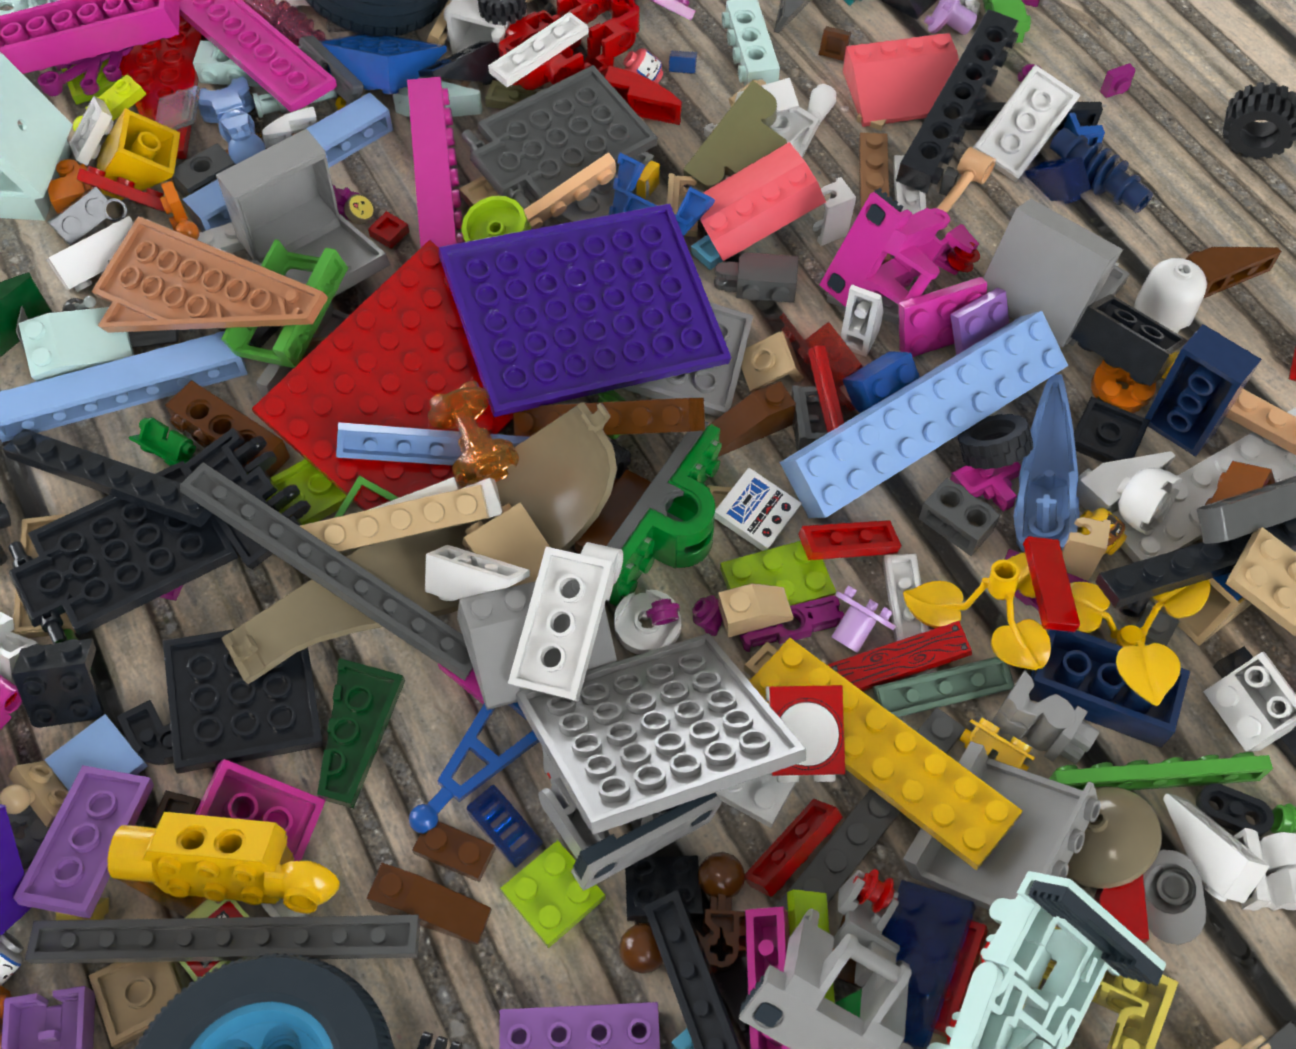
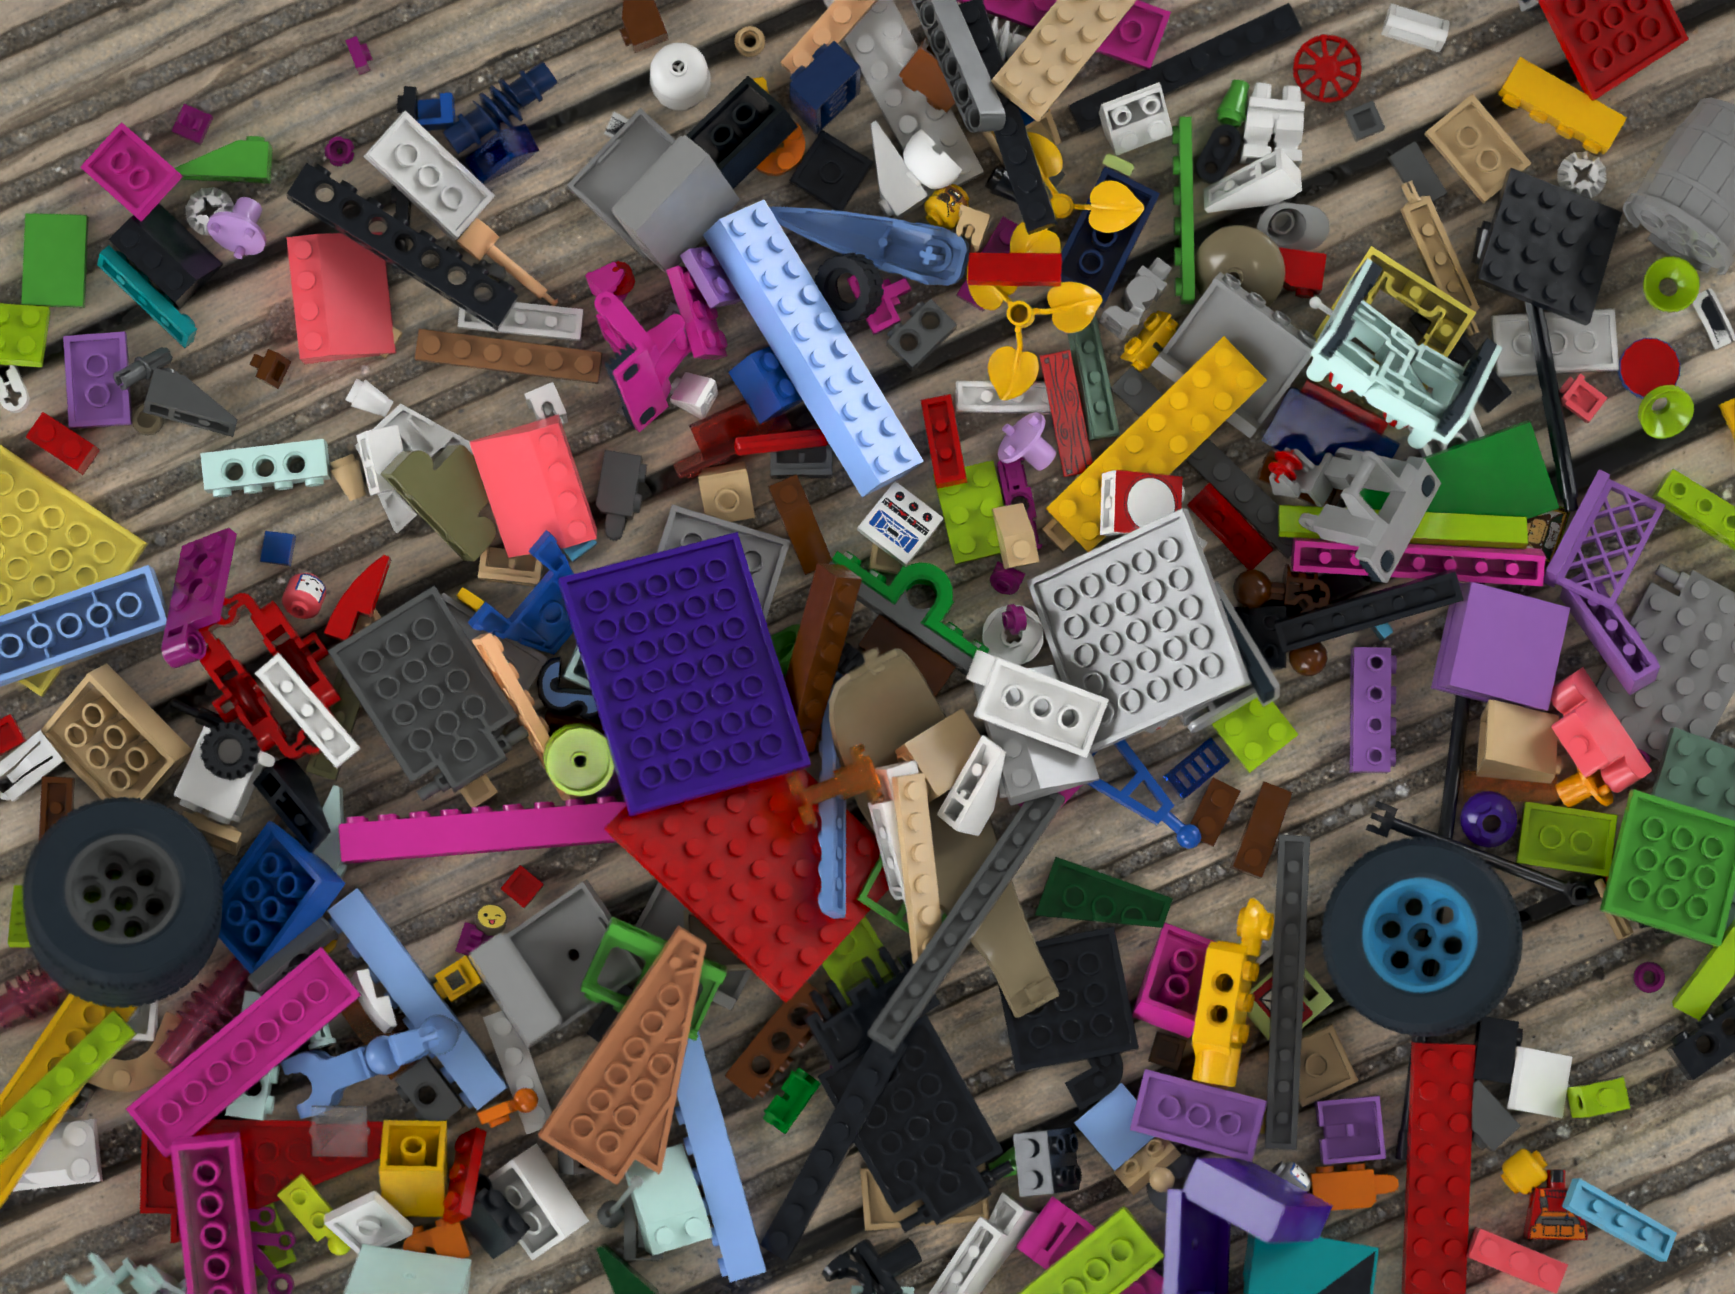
camera: 90 degrees left, 25 degrees up
(1192, 699) = (1118, 164): none -> yellowish green tile

